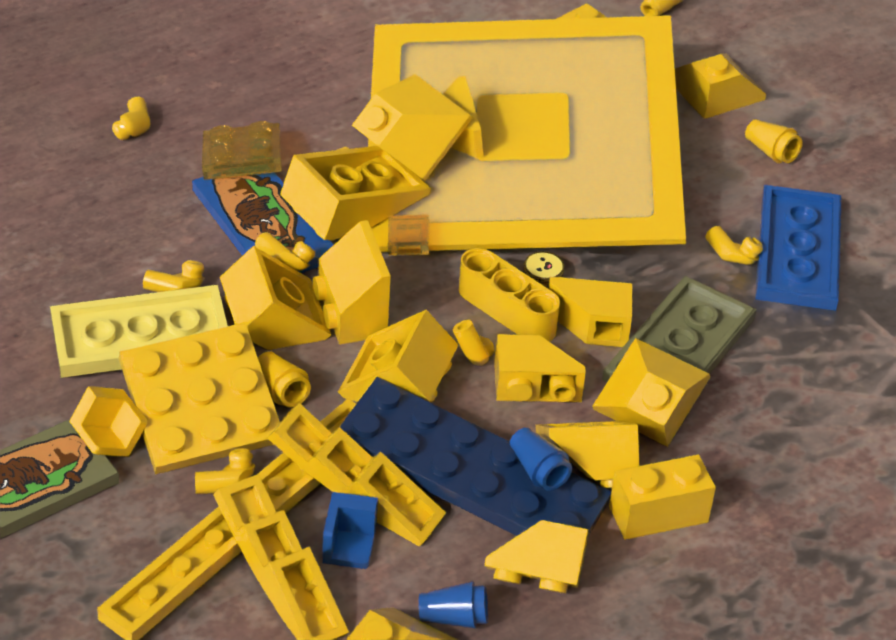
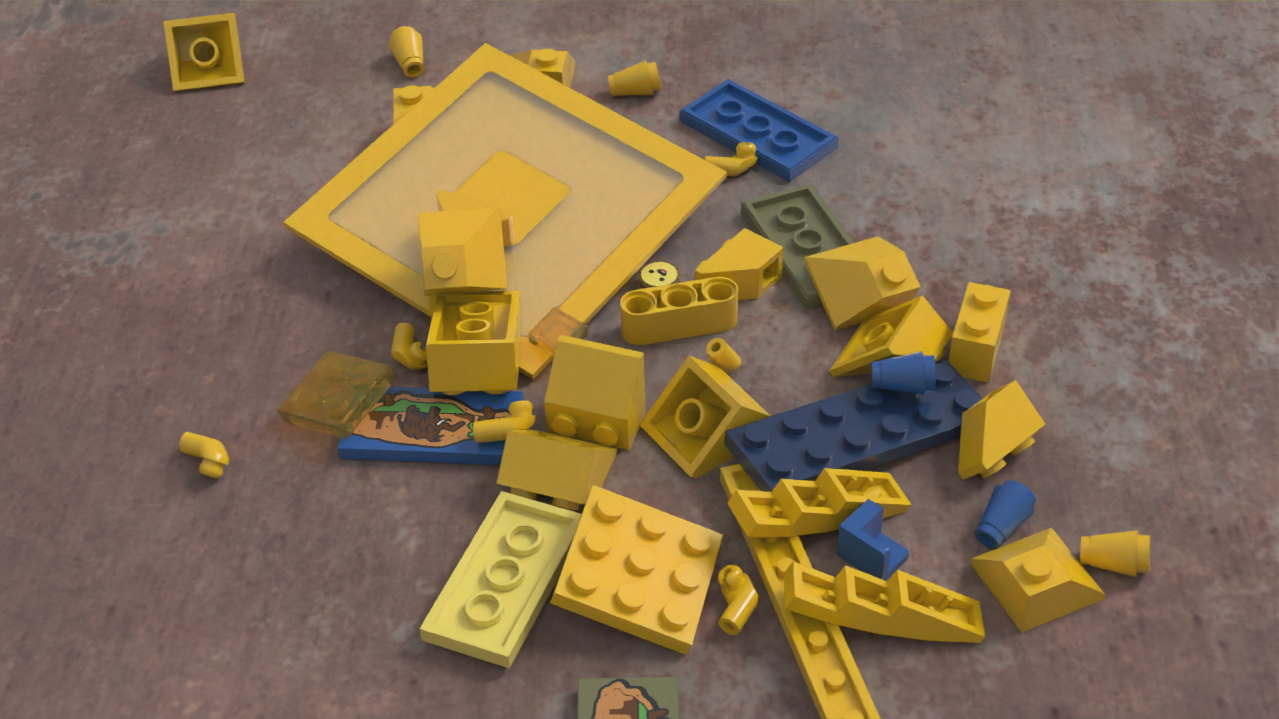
camera: 50 degrees left, 0 degrees up
(108, 421) = (617, 650): yellow panel -> none
(189, 278) = (460, 524): yellow arm -> none
(285, 381) = (661, 496): yellow cone -> none
(535, 371) = (778, 337): yellow slope -> none

